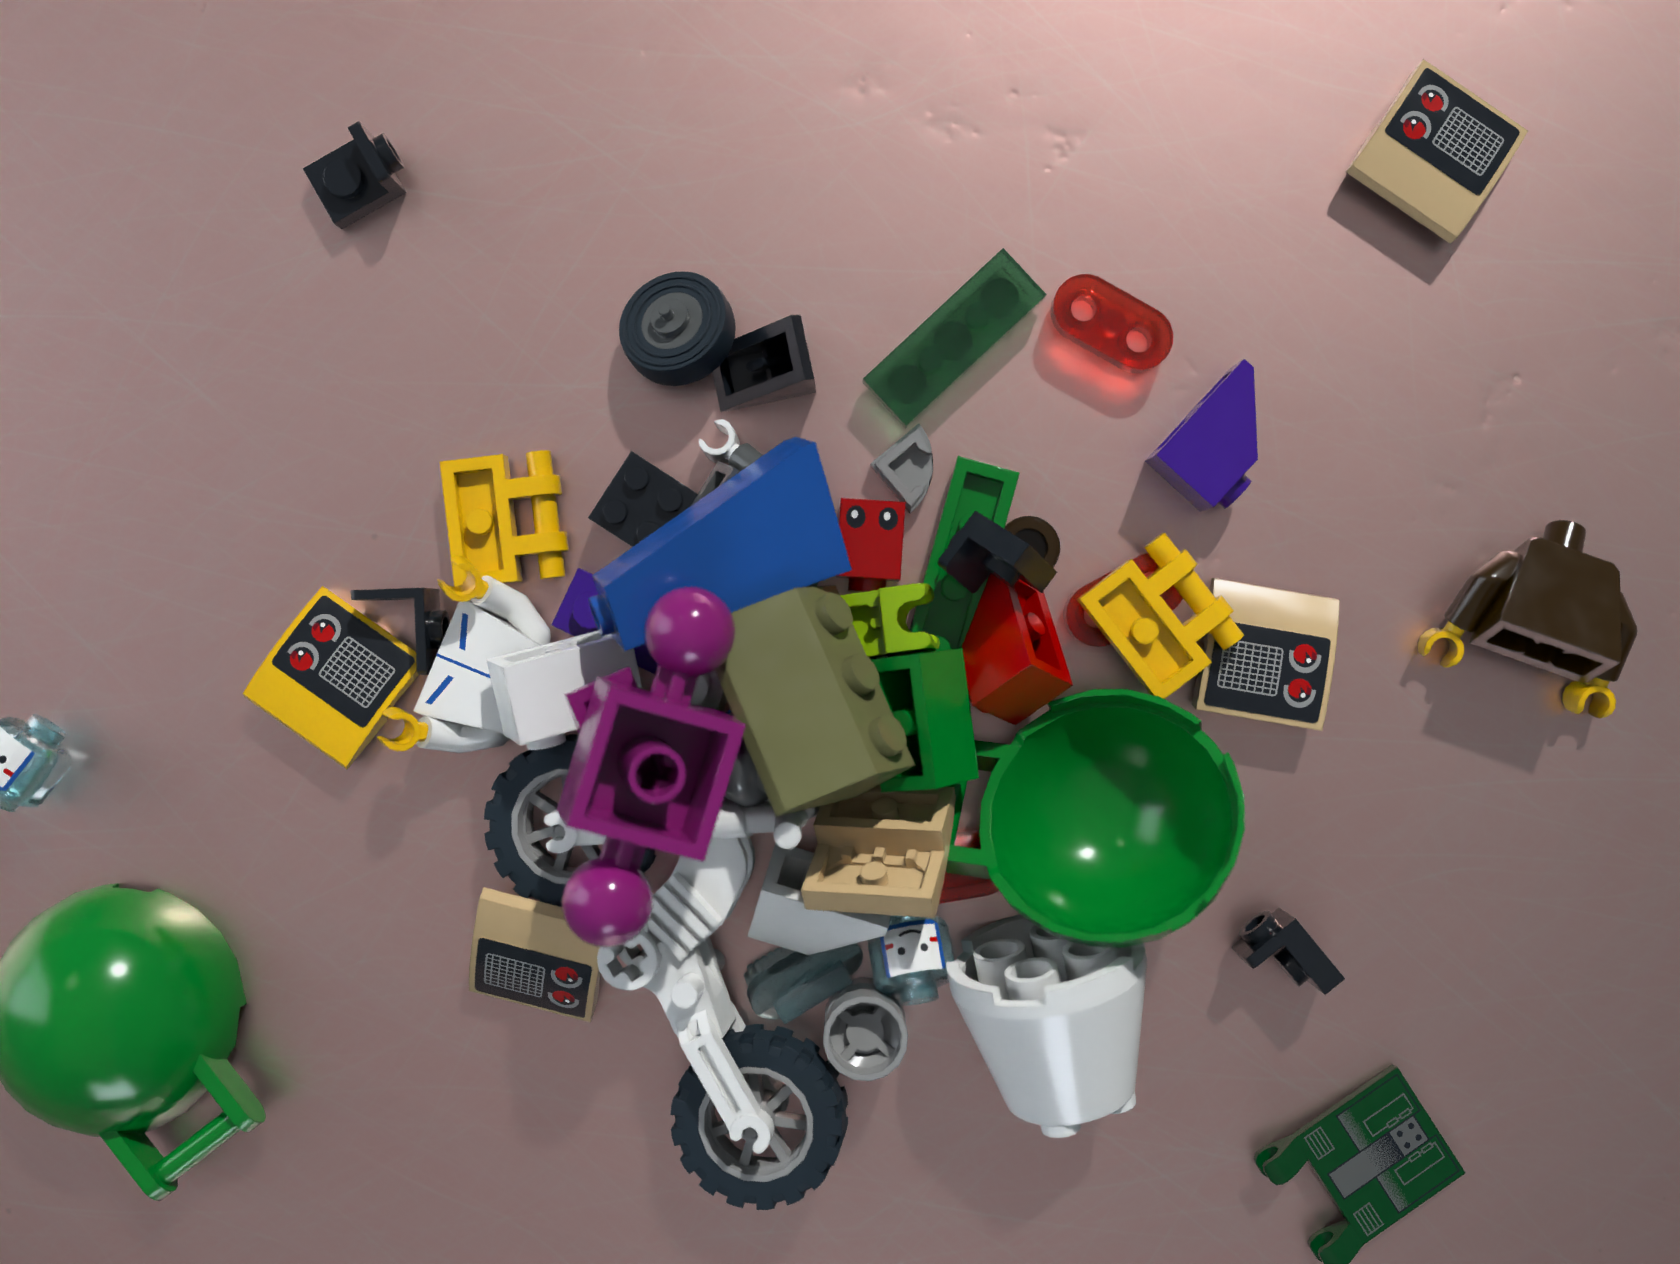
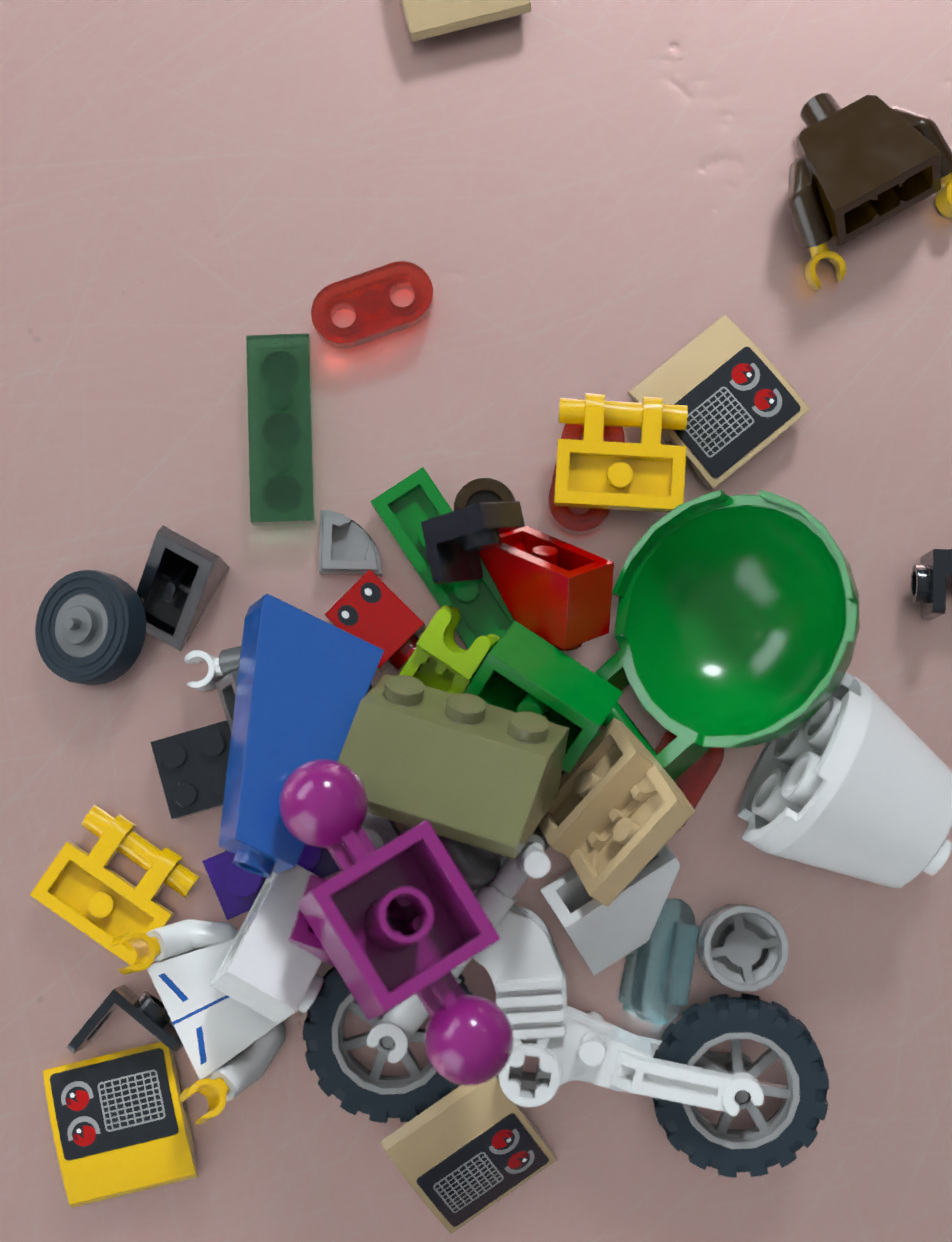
camera: 45 degrees left, 5 degrees down
(912, 958) = (716, 862): head -> none
(1213, 443) = (527, 307): dark purple slope -> none

